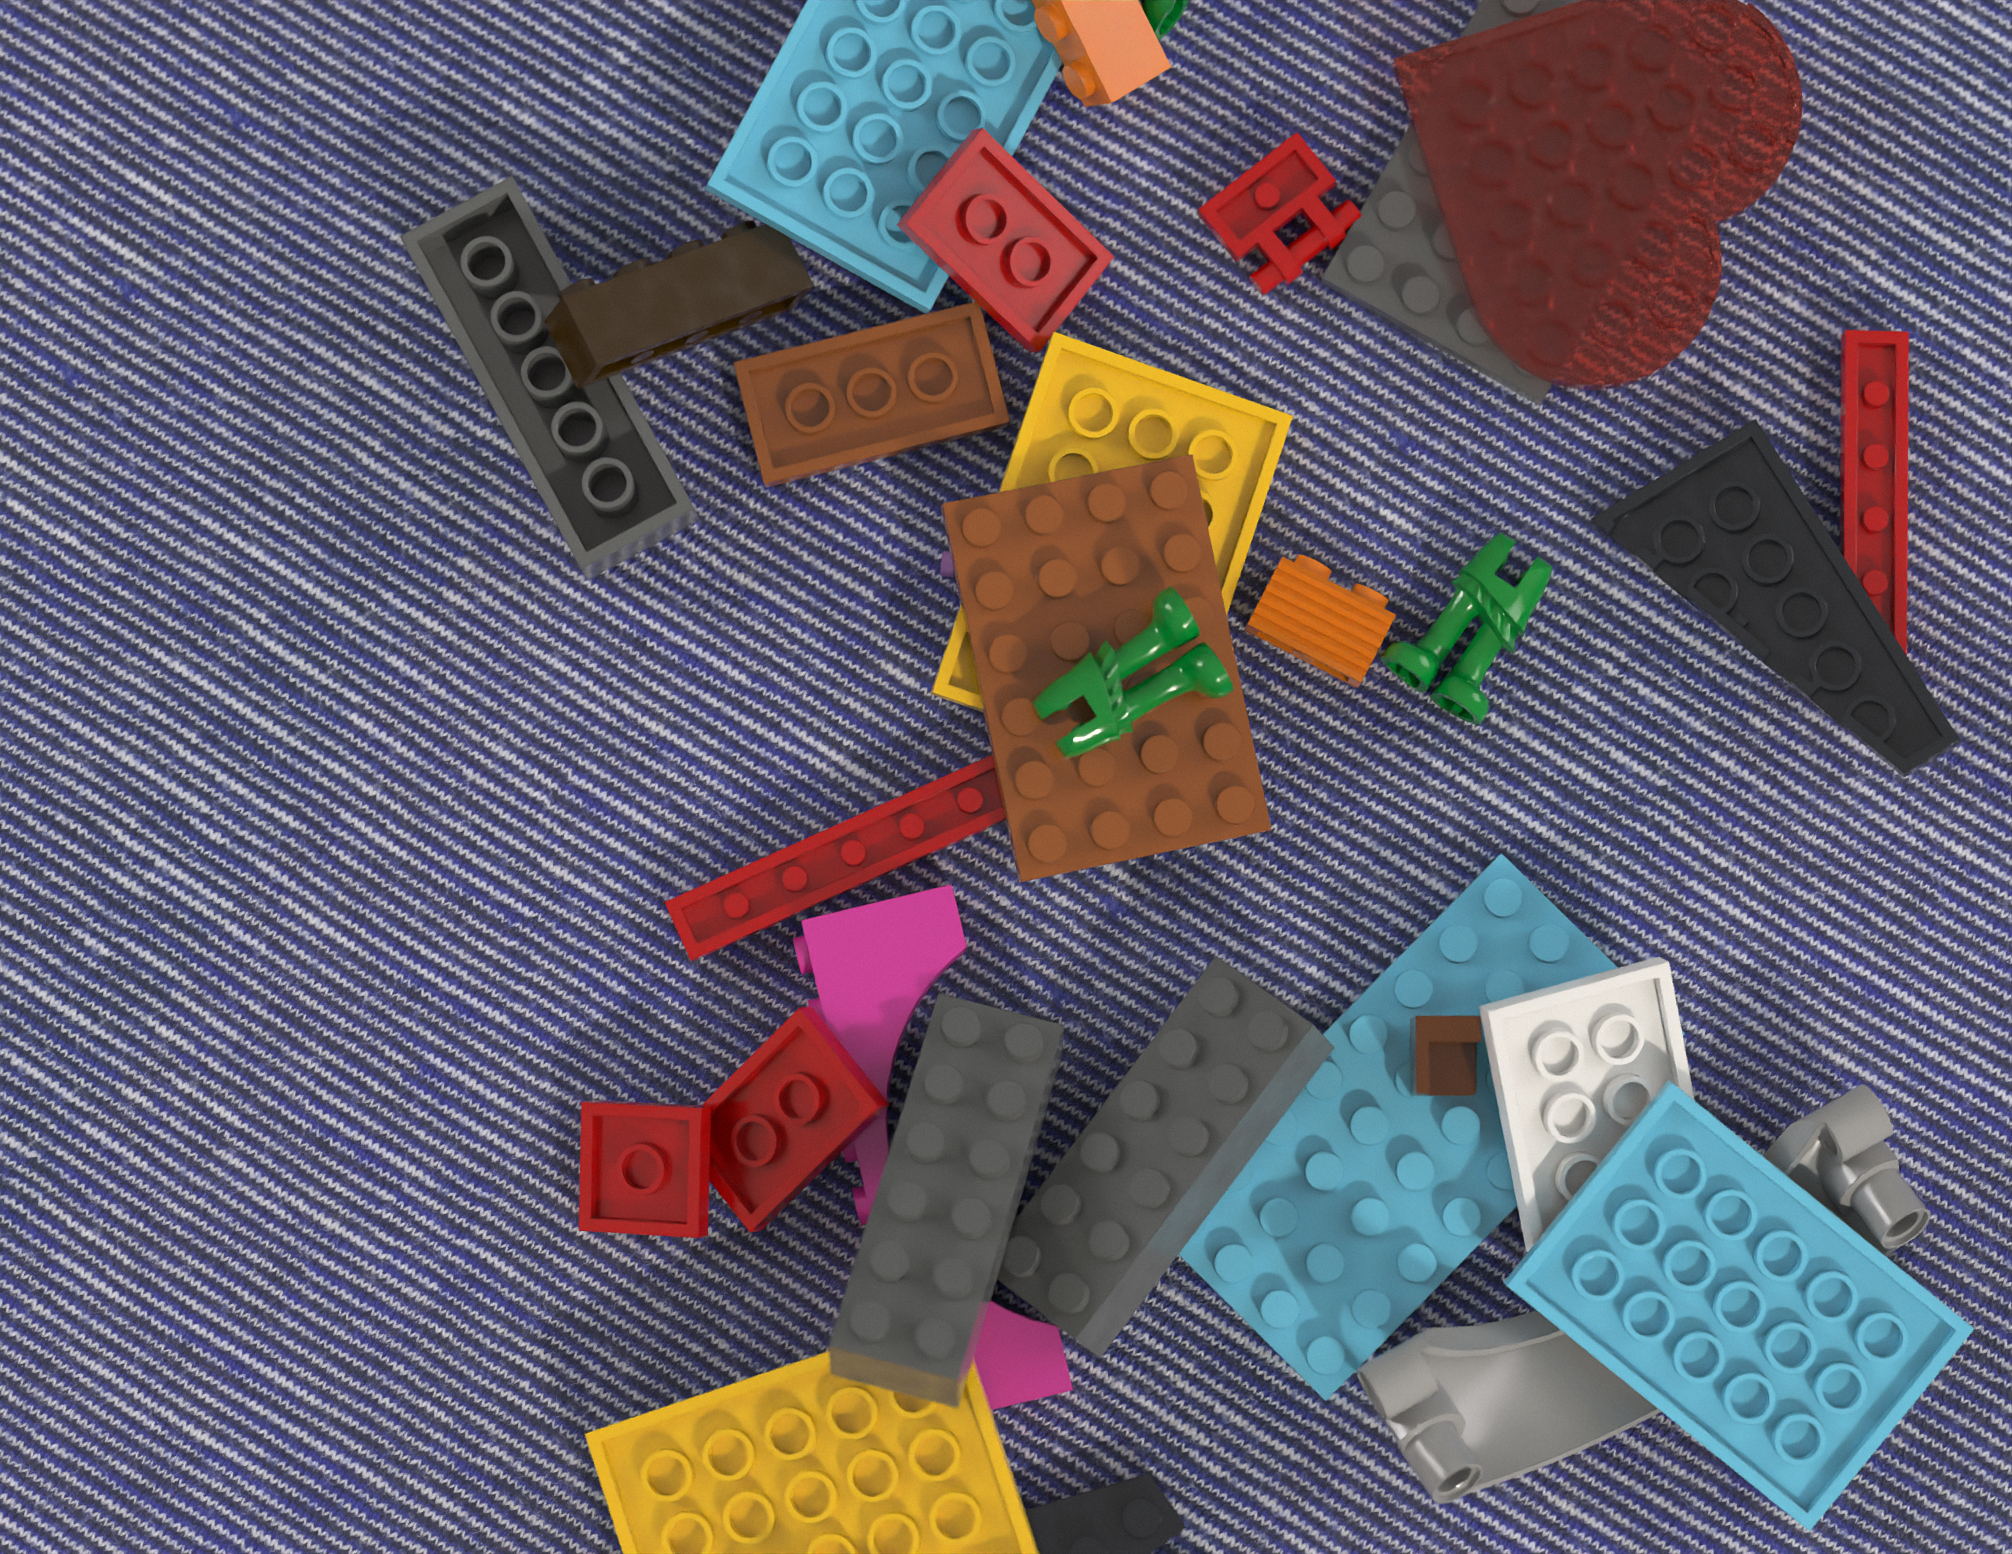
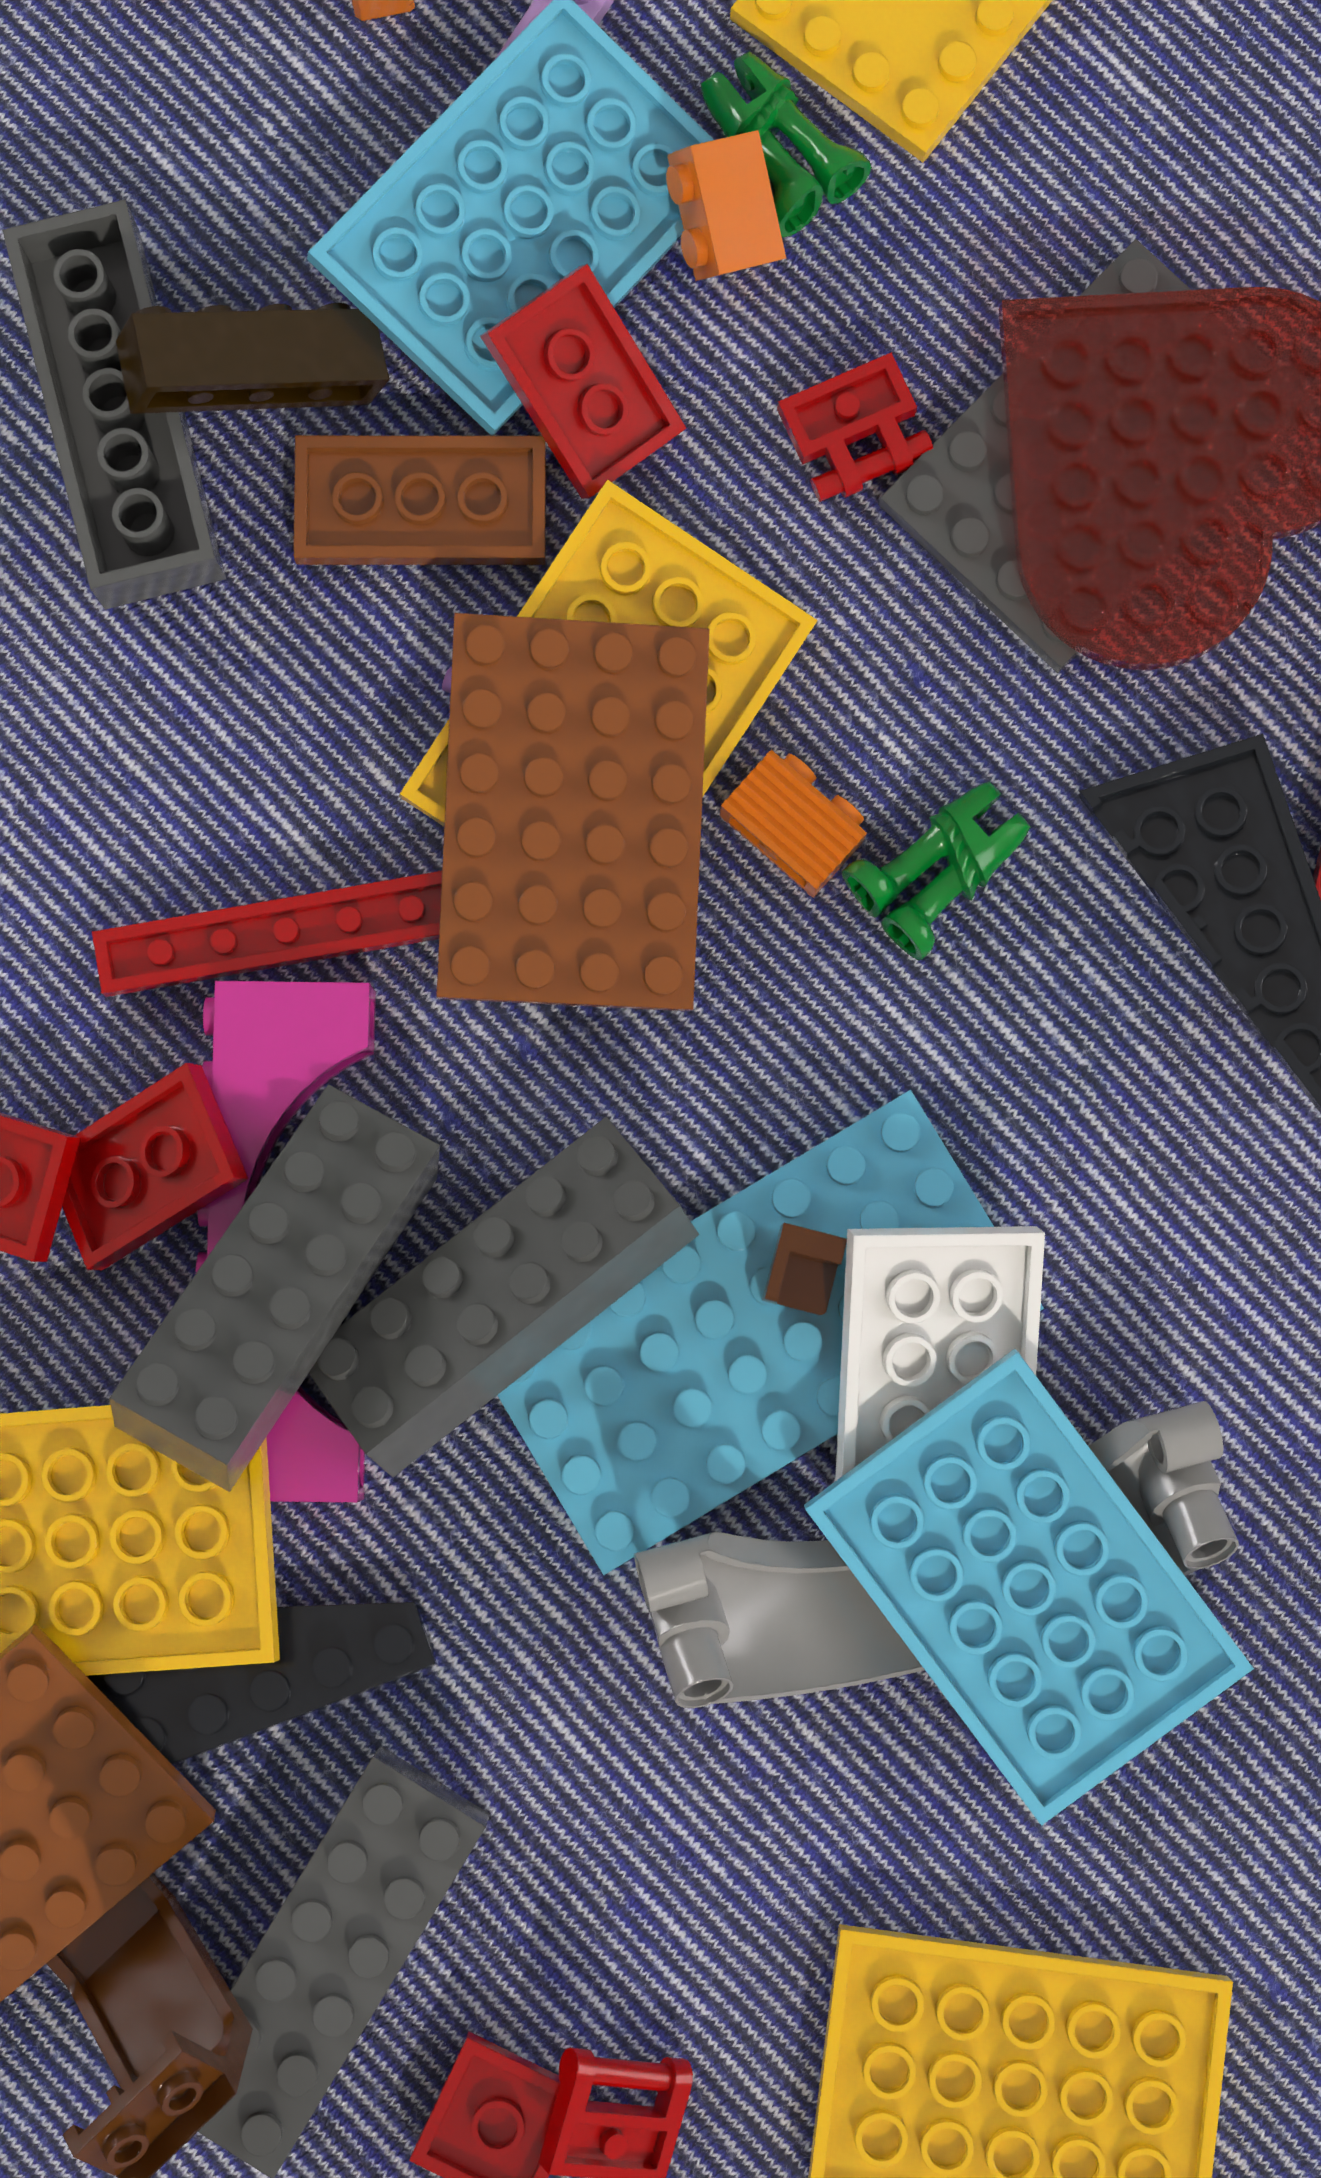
camera: 10 degrees right, 0 degrees up
(1101, 677) = (560, 818): green piece -> none

